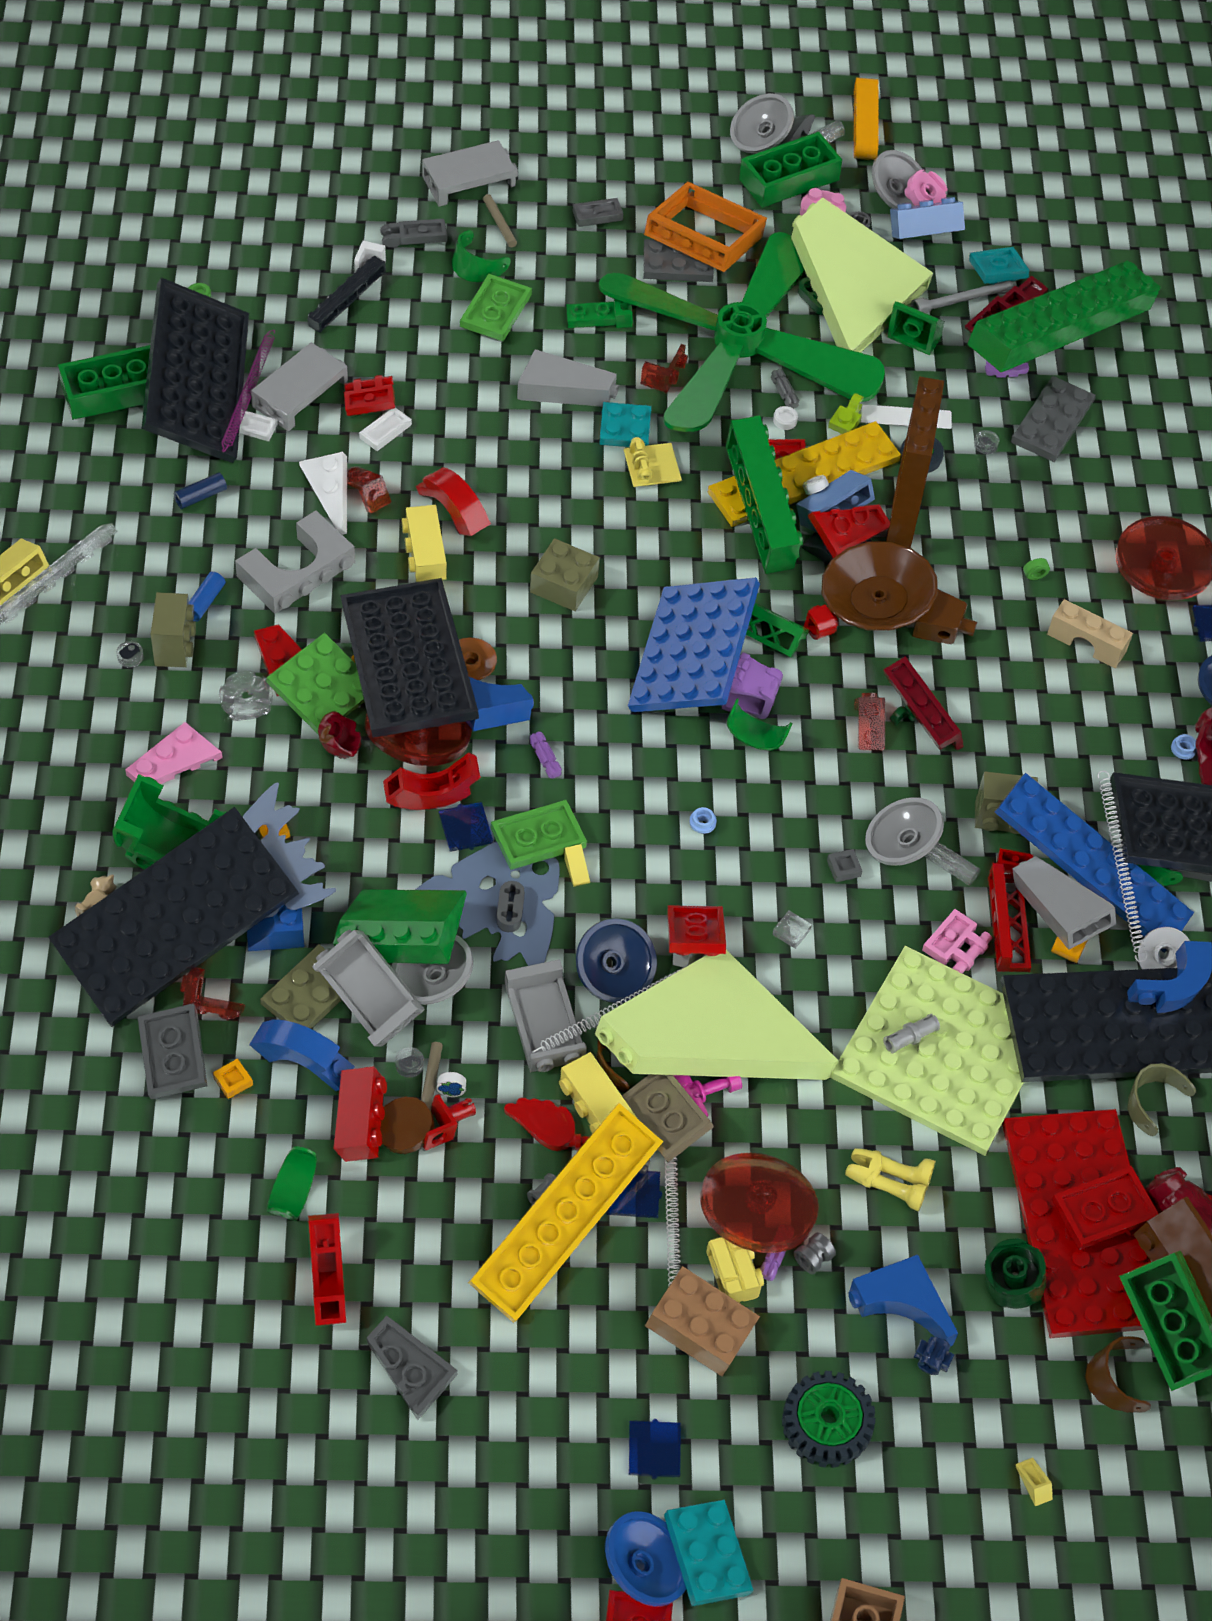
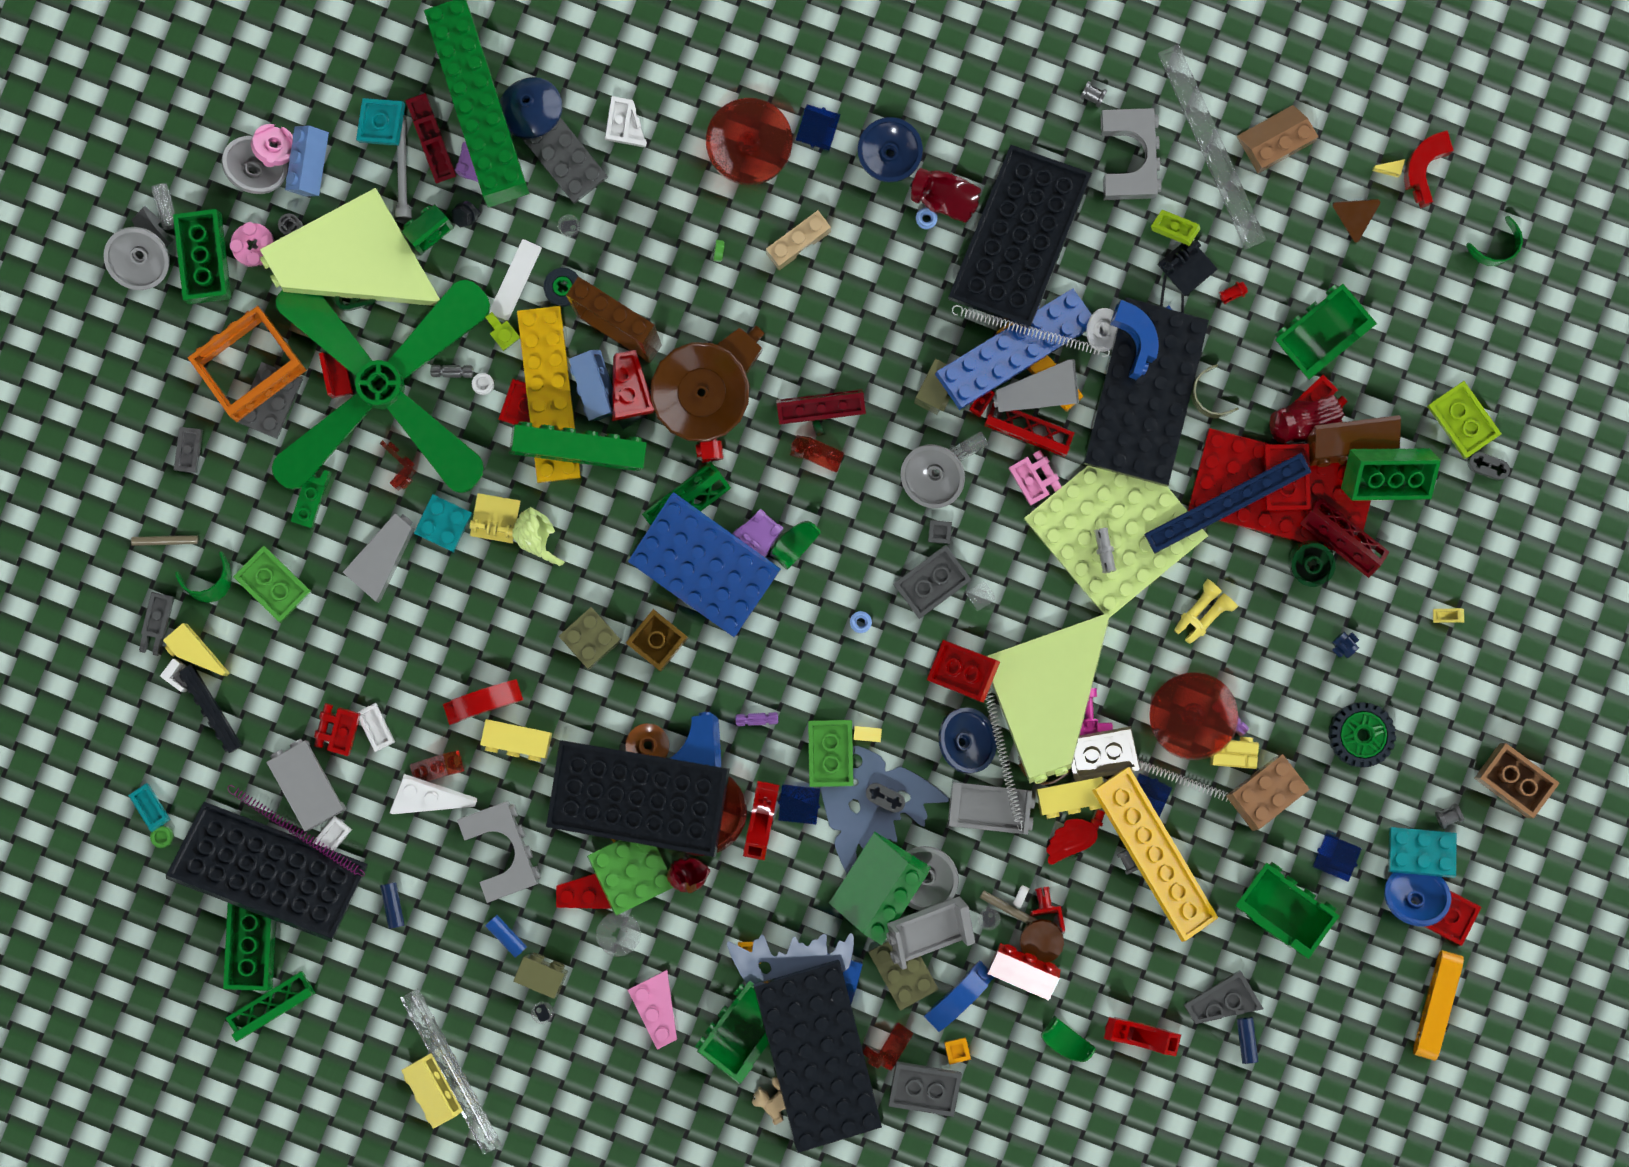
camera: 65 degrees left, 30 degrees up
(51, 426) = (270, 1014): none -> green fence
(225, 274) = (149, 807): none -> teal tile
(368, 1413) = (1247, 1040): none -> dark blue piece
(403, 260) = (188, 646): none -> light yellow slope
(467, 169) = (98, 547): light grey panel -> none
(562, 1383) = (1287, 910): none -> green cylinder
(590, 630) = (657, 640): none -> pearl gold brick
(653, 493) = (532, 533): none -> yellowish green hair
(727, 292) = (335, 377): none -> red panel
(772, 1571) = (1449, 816): none -> flat silver bush
(783, 875) = (932, 582): none -> dark grey plate
(814, 1253) = (1243, 694): flat silver wheel -> none
(815, 484) = (574, 395): white tile -> none
(866, 118) = (156, 156): light orange beam -> none
(903, 1291) = (1291, 643): blue arch -> none
(949, 353) = (465, 214): none -> black piece
(1040, 1148) = (1227, 503): none -> dark blue tile
(1063, 1297) = (1343, 540): none -> dark red fence
(1085, 374) = (537, 115): none -> dark blue dish
(1101, 1383) = (1391, 536): reddish brown piece -> none
(1117, 454) = (623, 124): none -> white wing

